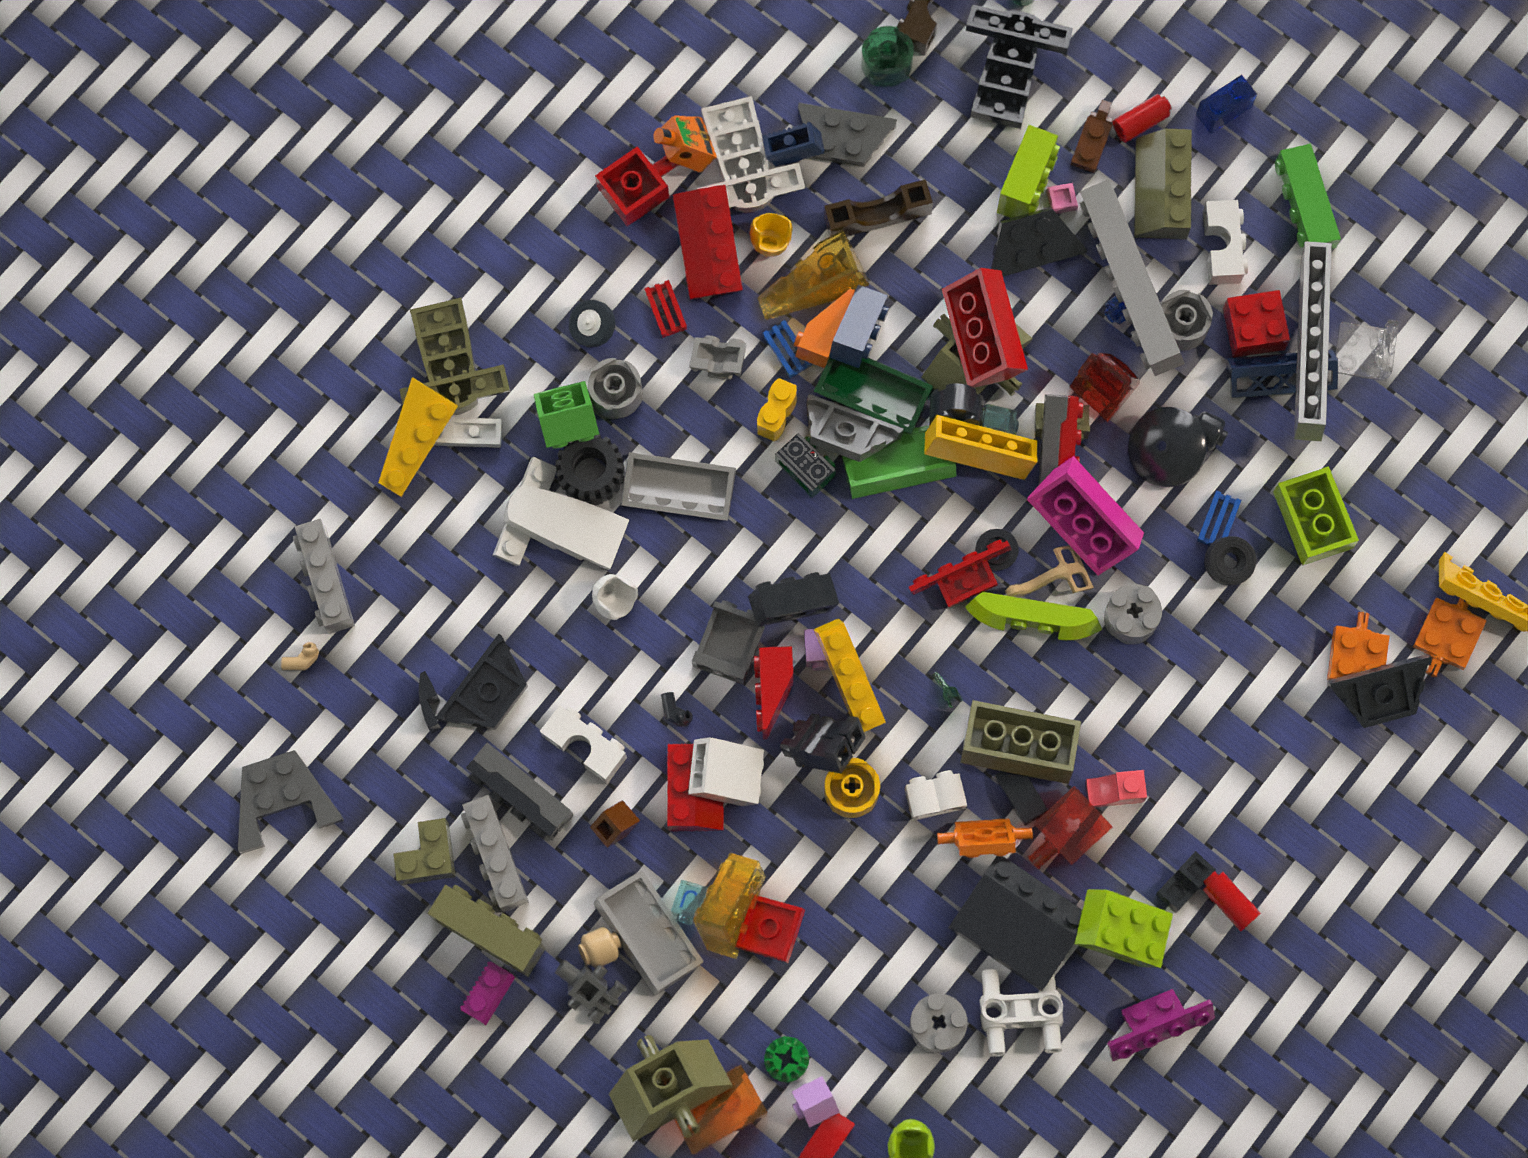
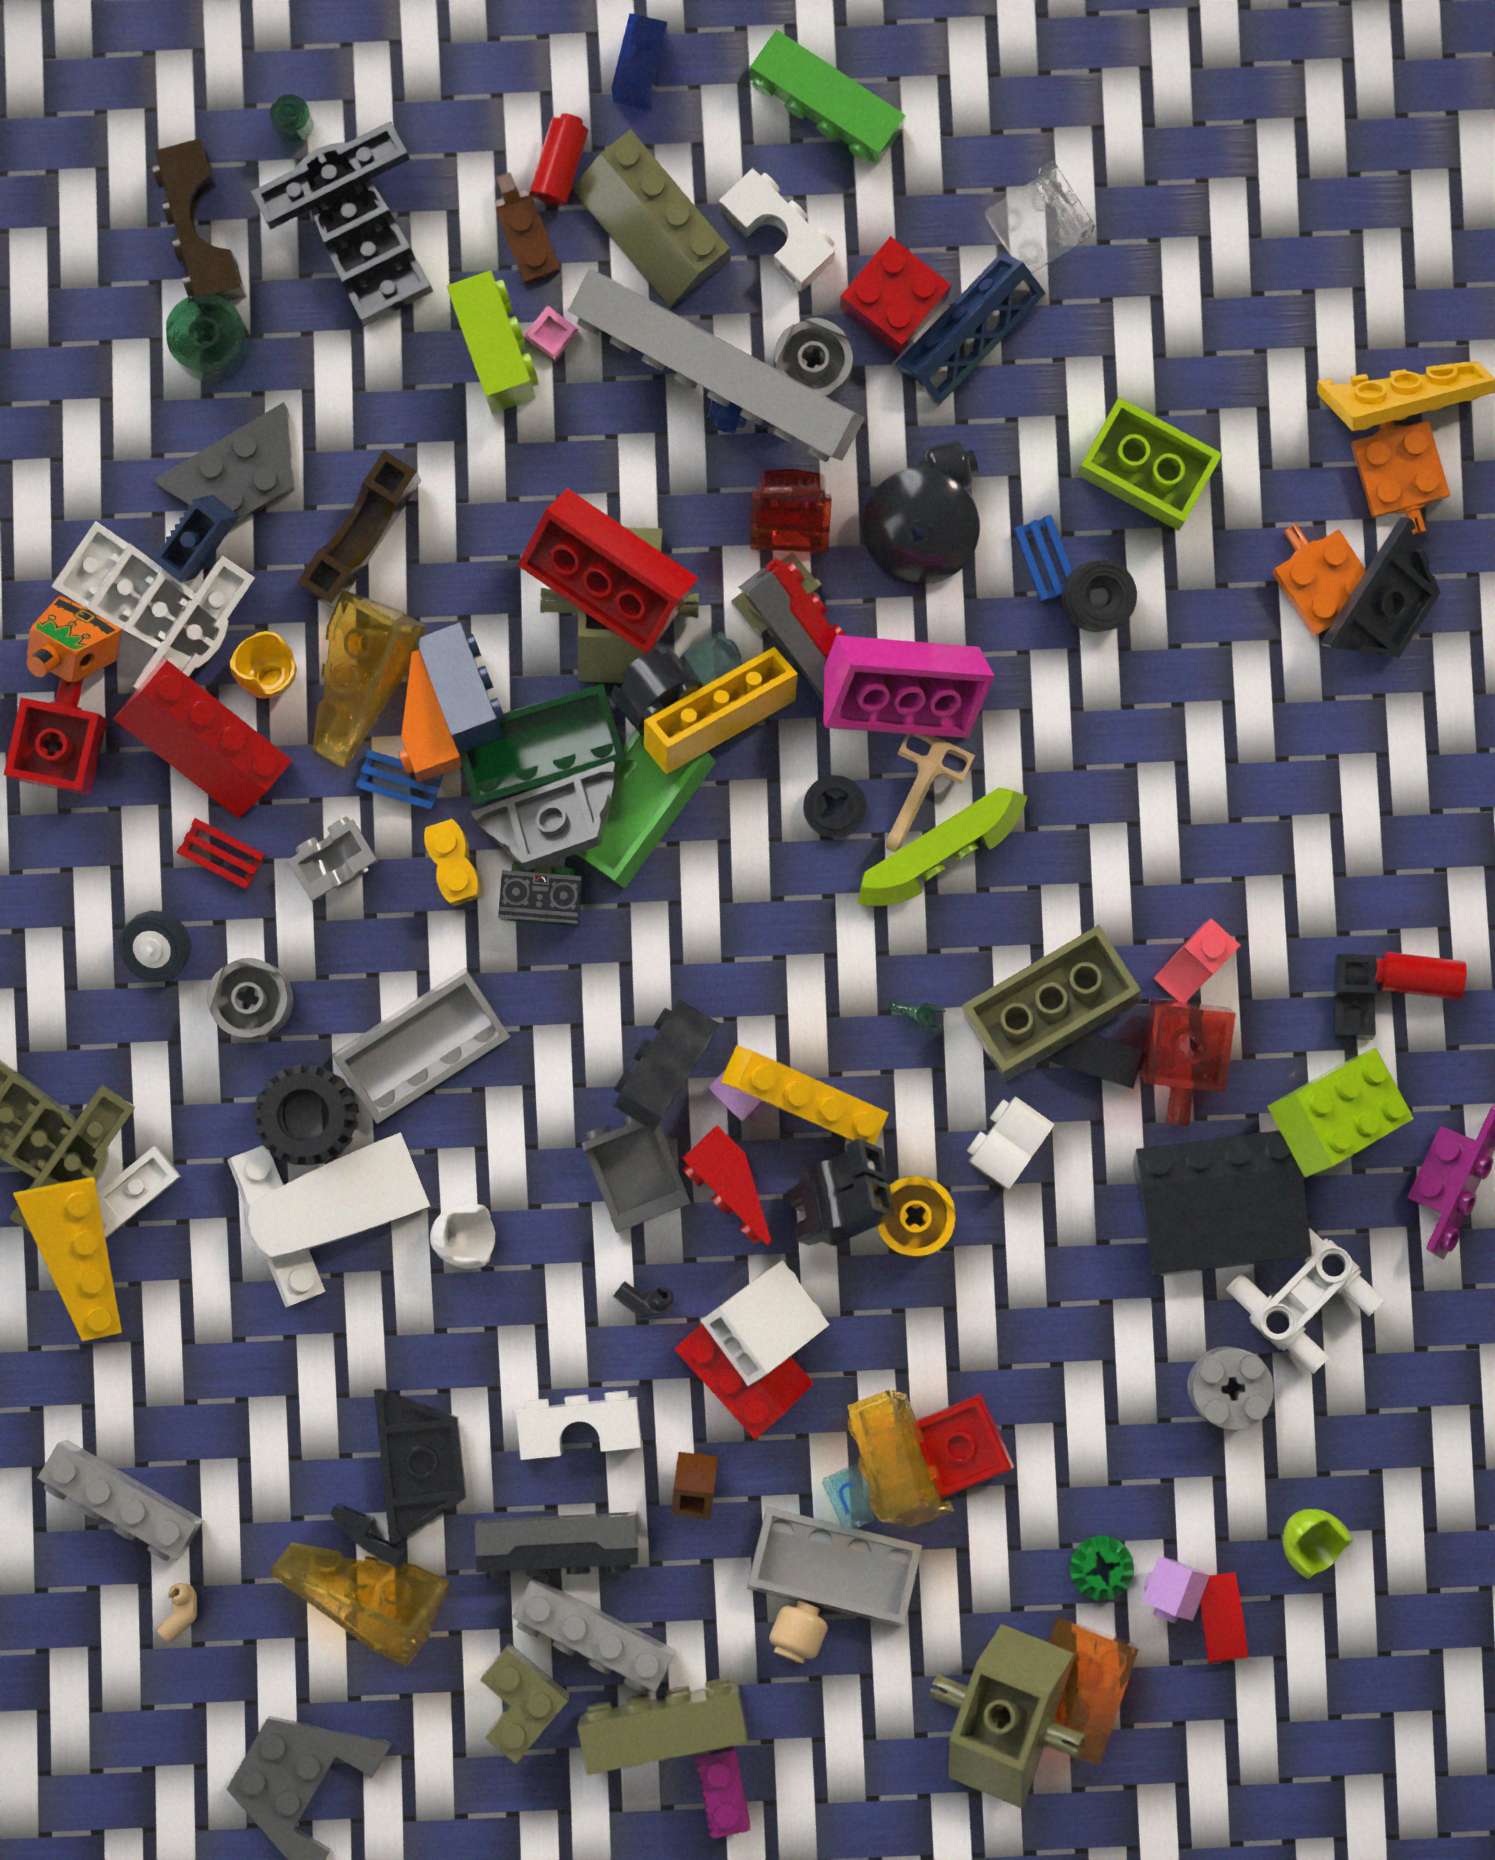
camera: 45 degrees left, 10 degrees up
(400, 741) = (374, 1602): none -> clear yellow wedge
(566, 415) = (226, 1082): bright green brick -> none
(588, 987) = (829, 1687): dark grey piece -> none
(965, 578) = (832, 873): red bracket -> none
(985, 837) = (1105, 1143): orange plate -> none
(1033, 242) = (565, 418): black wing -> none
(1123, 625) = (1045, 727): light grey brick -> none
(1313, 341) = (981, 266): light grey brick -> none

